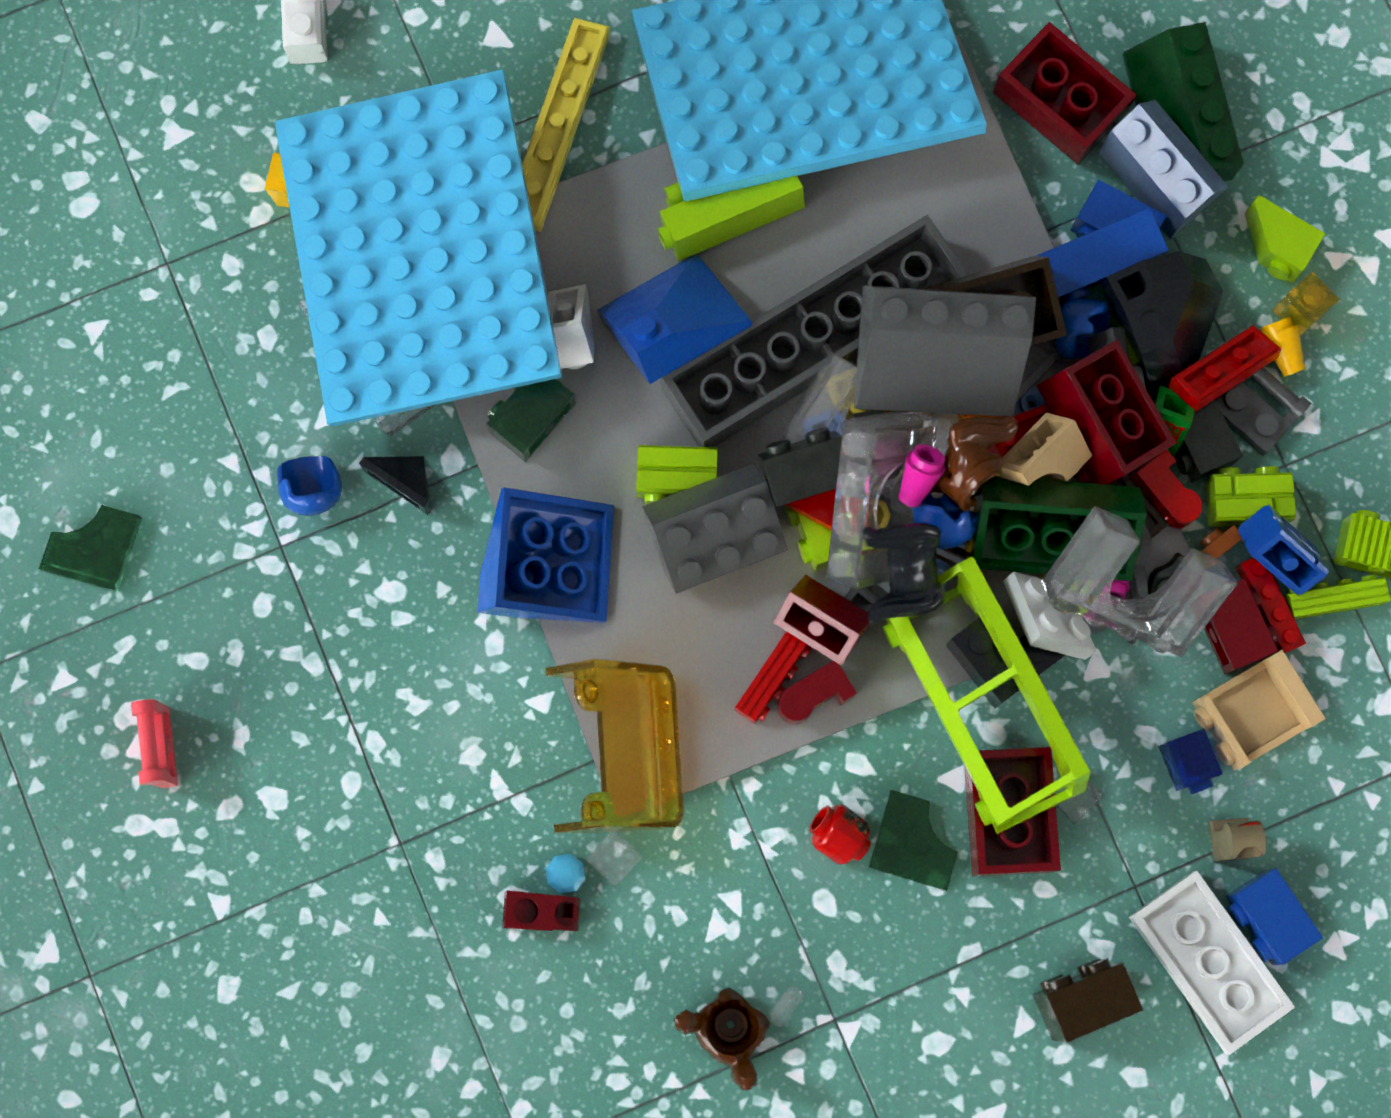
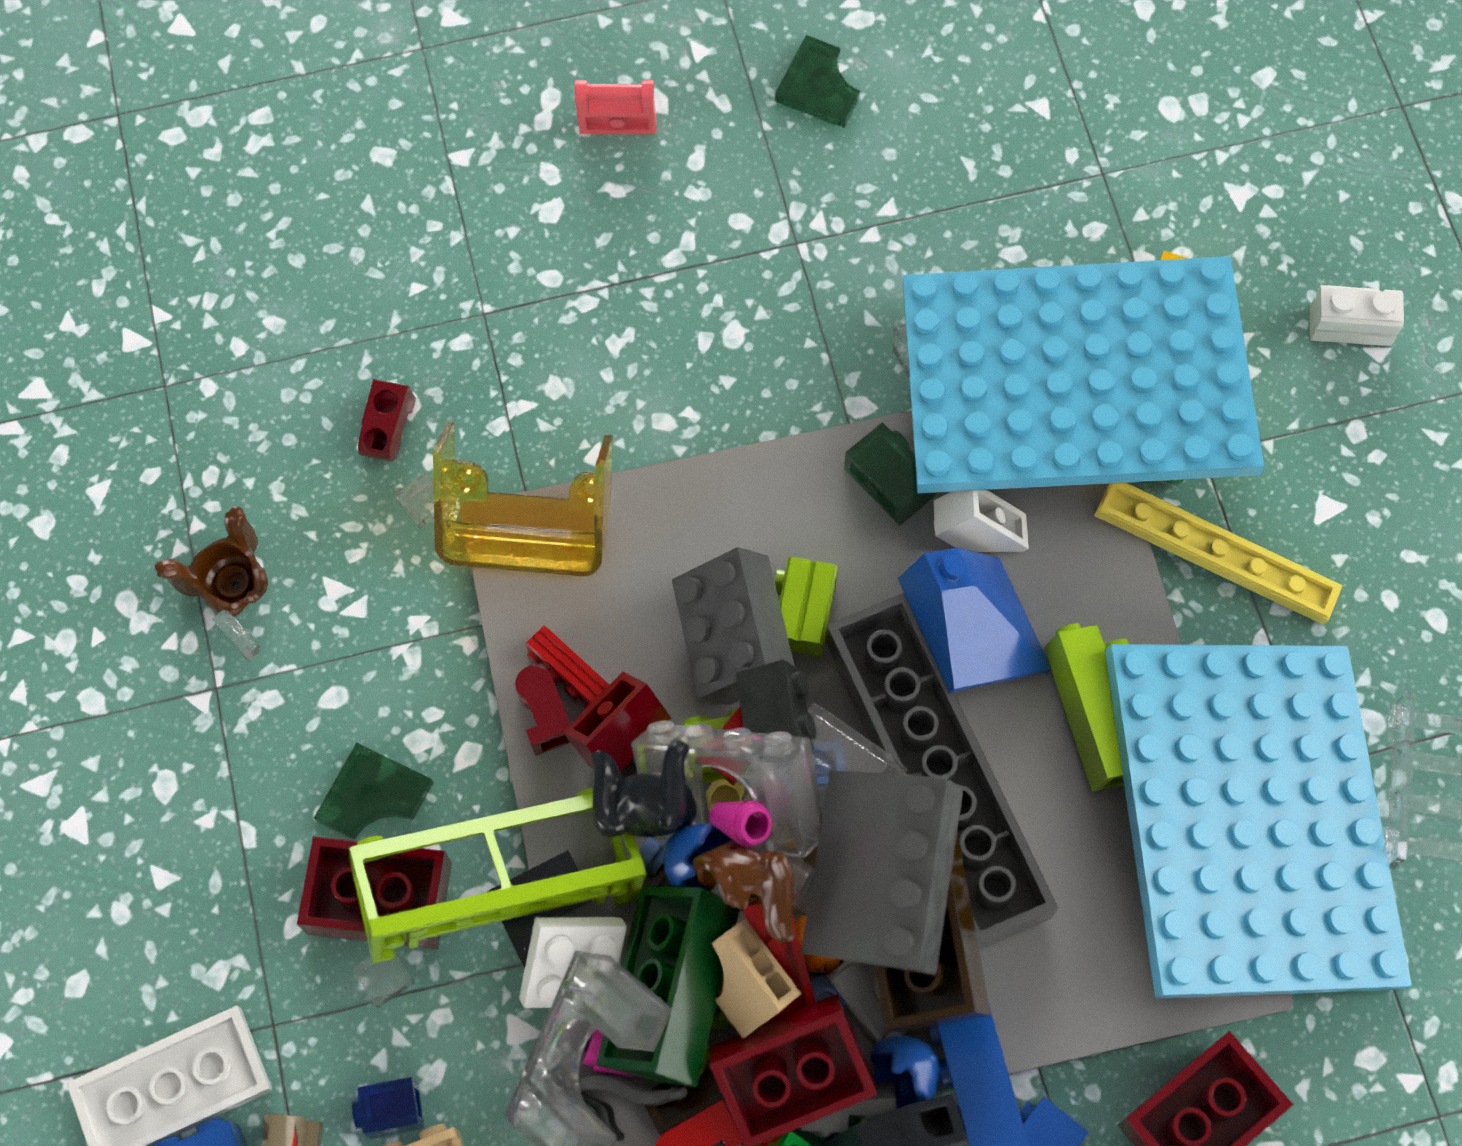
camera: 105 degrees right, 10 degrees down
(309, 485) = (849, 264): blue hair -> none
(403, 476) = (843, 354): black slope -> none
(547, 558) = (734, 470): blue slope -> none
(565, 873) = (417, 452): medium azure tile -> none
(840, 834) = (395, 716): red head -> none
(1086, 1001) = (158, 931): dark brown brick -> none

